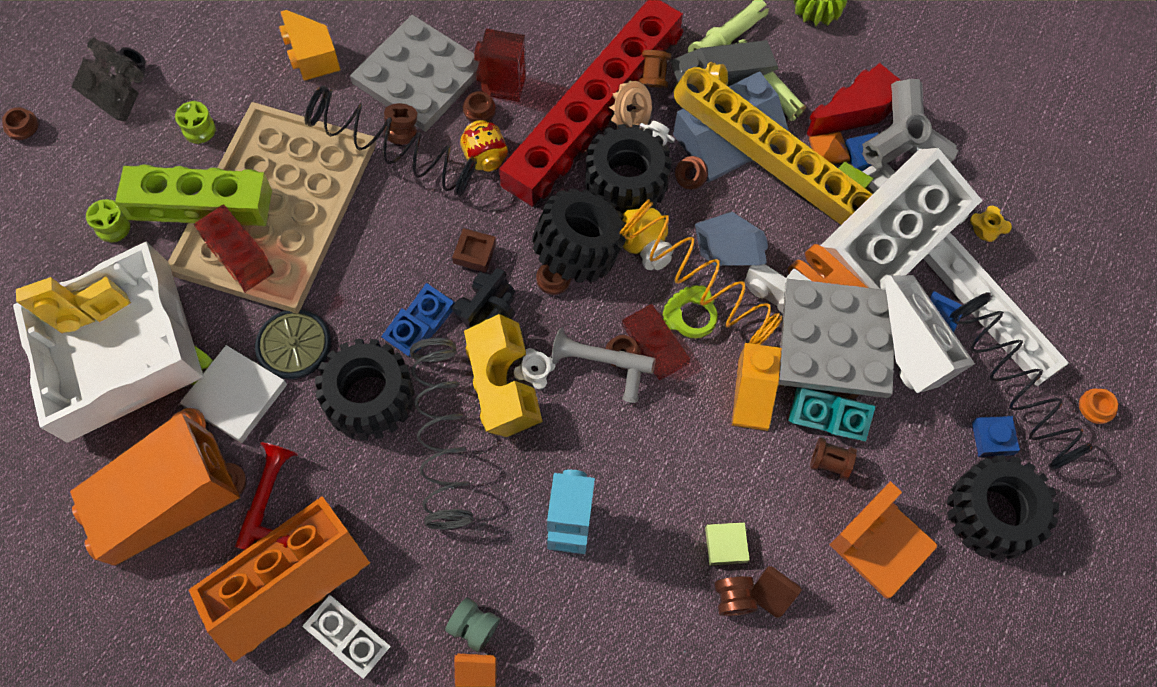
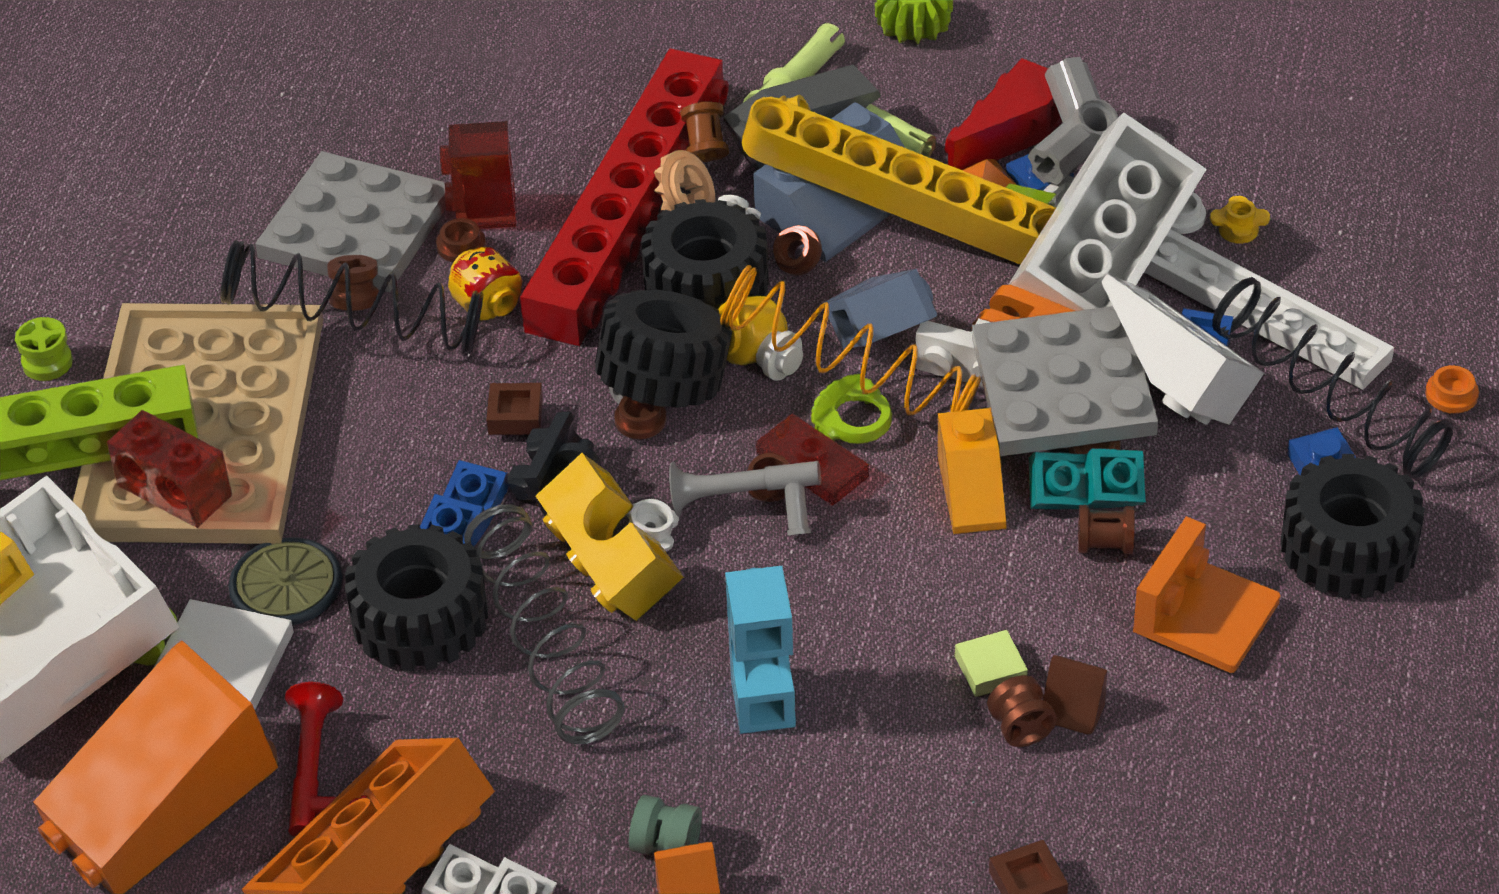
camera: 10 degrees left, 20 degrees down
(311, 45) = (182, 219): light orange slope -> none

